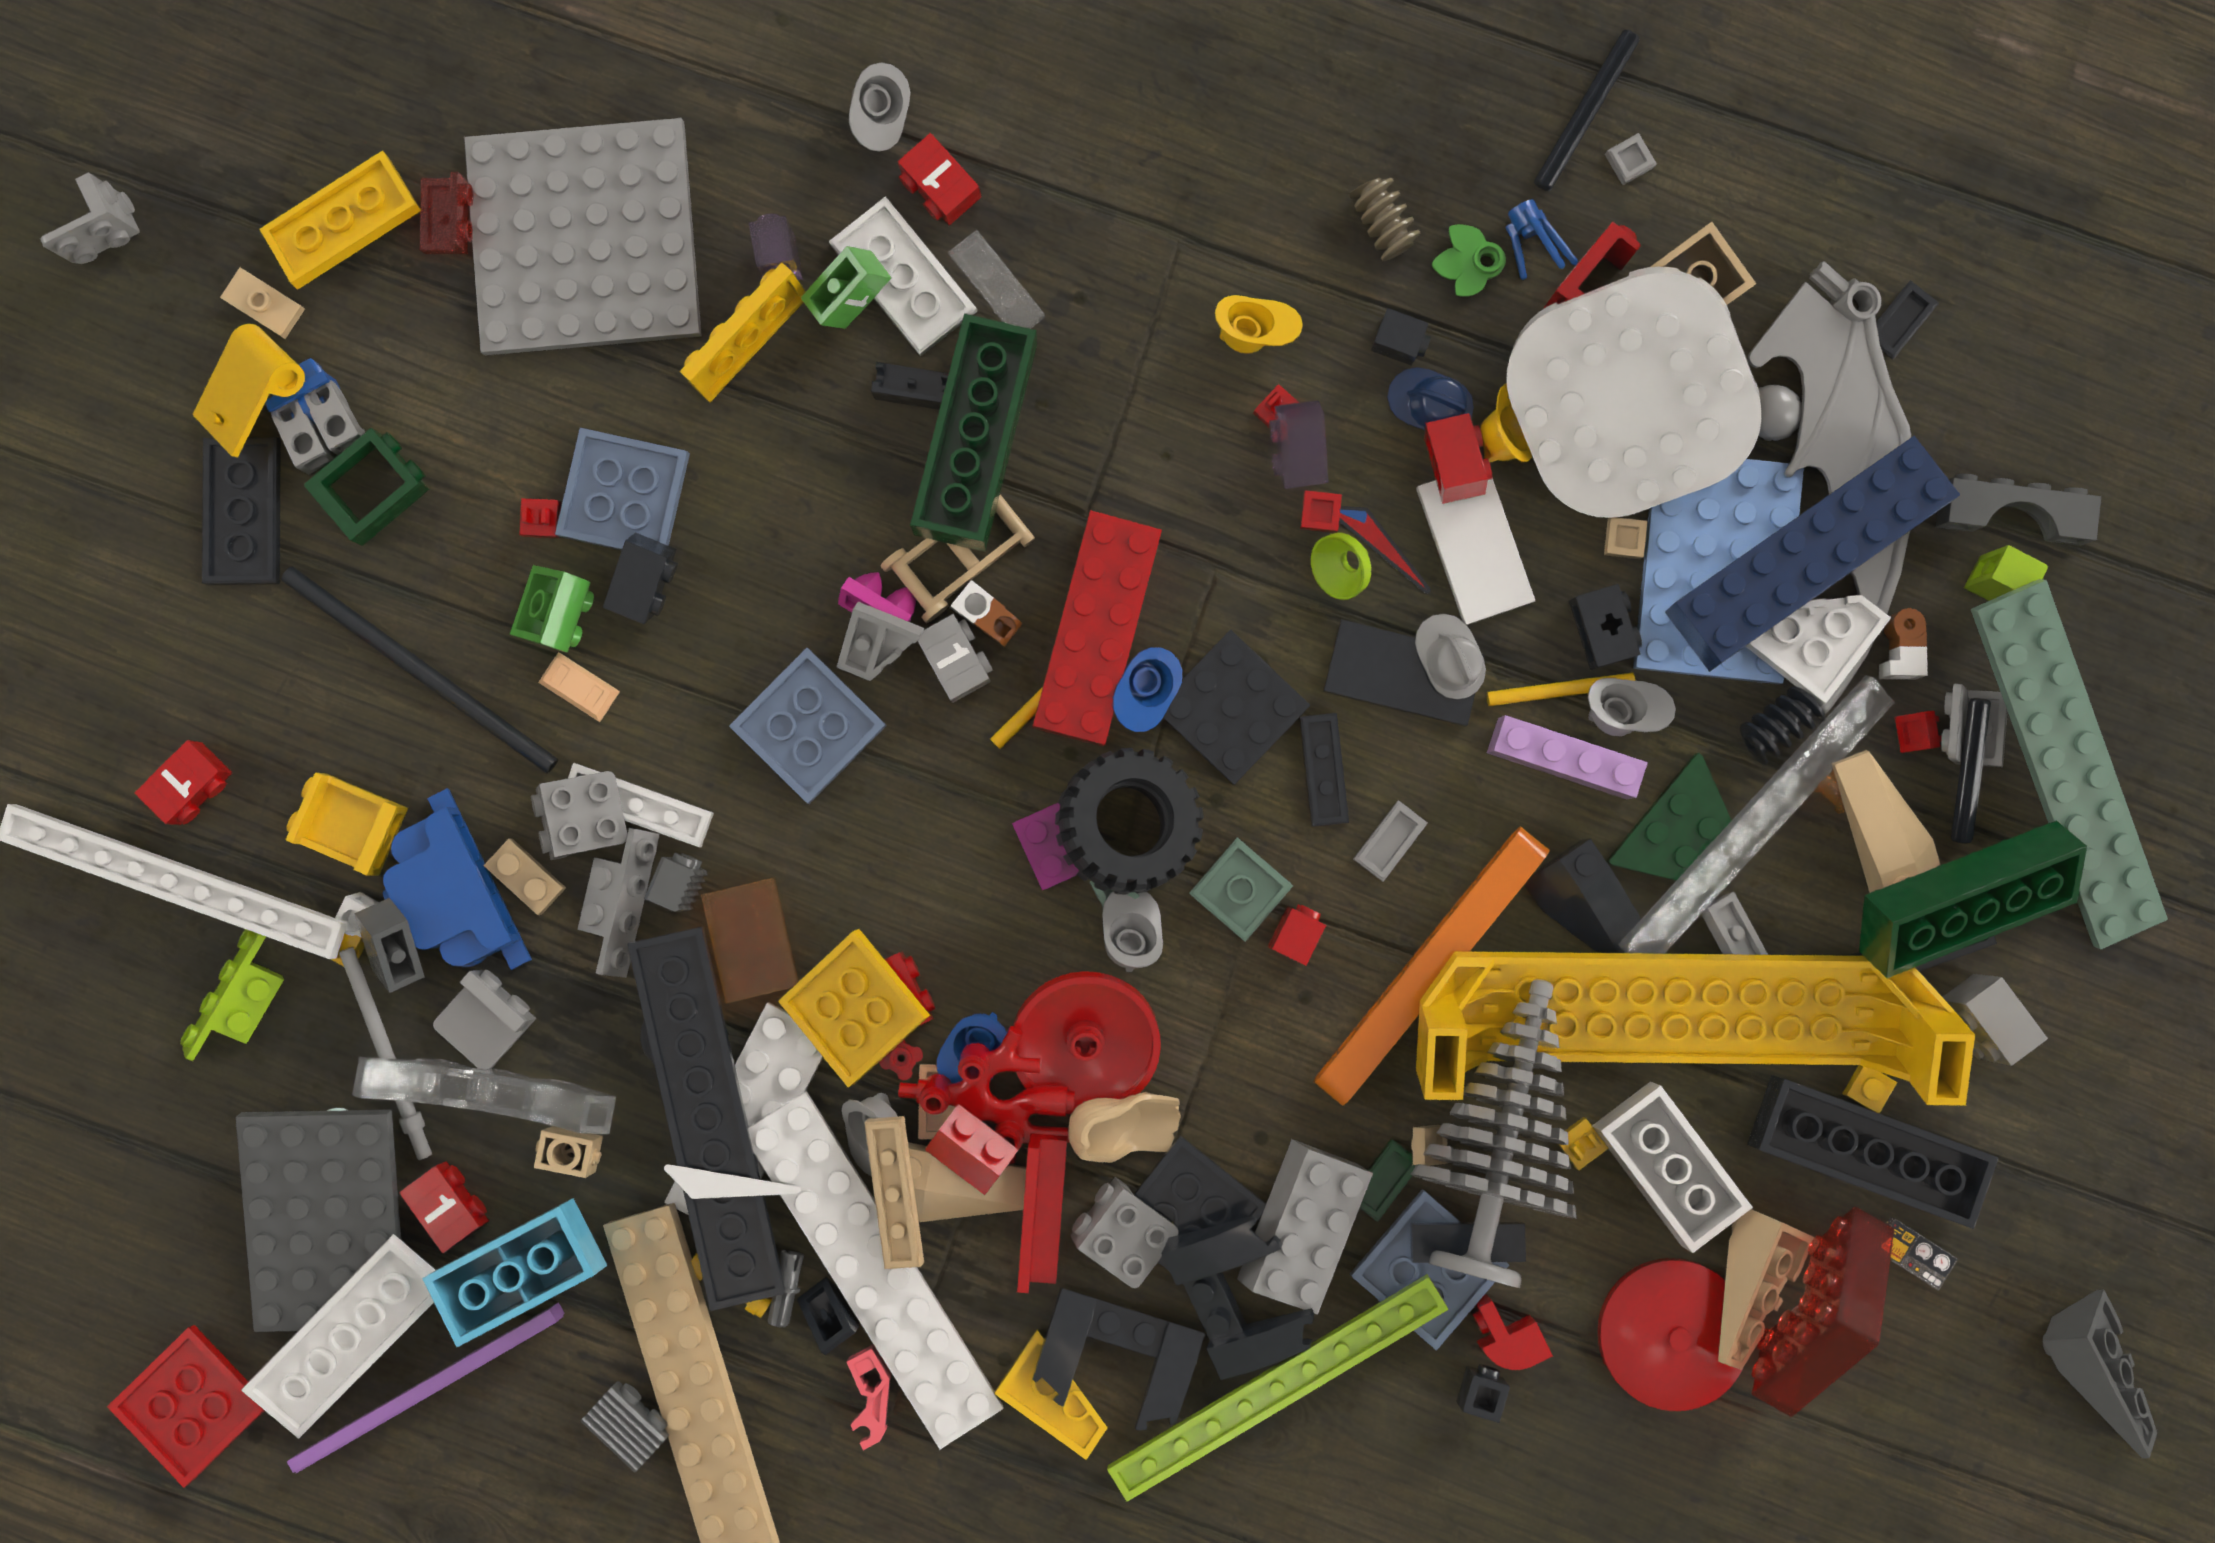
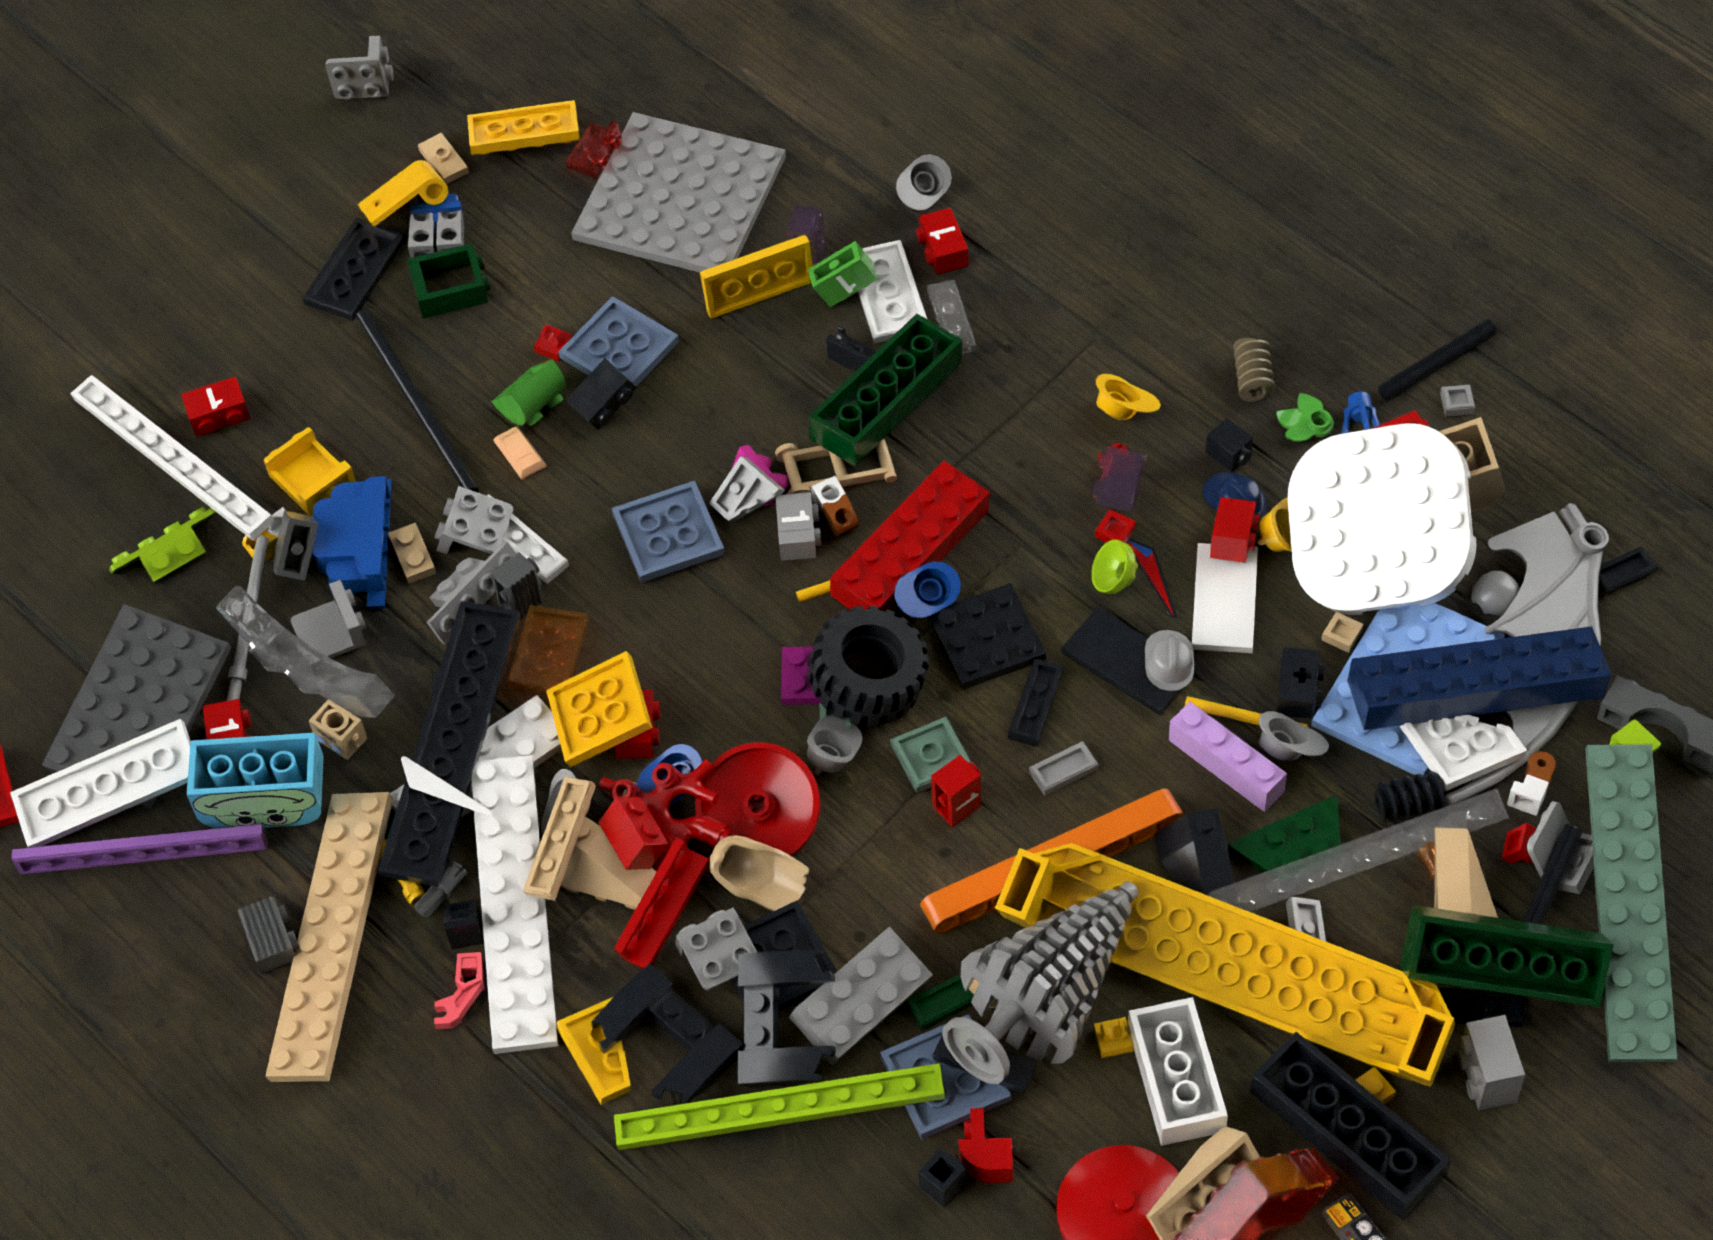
camera: 25 degrees right, 30 degrees down
(904, 1068) = (617, 761): red plate -> none

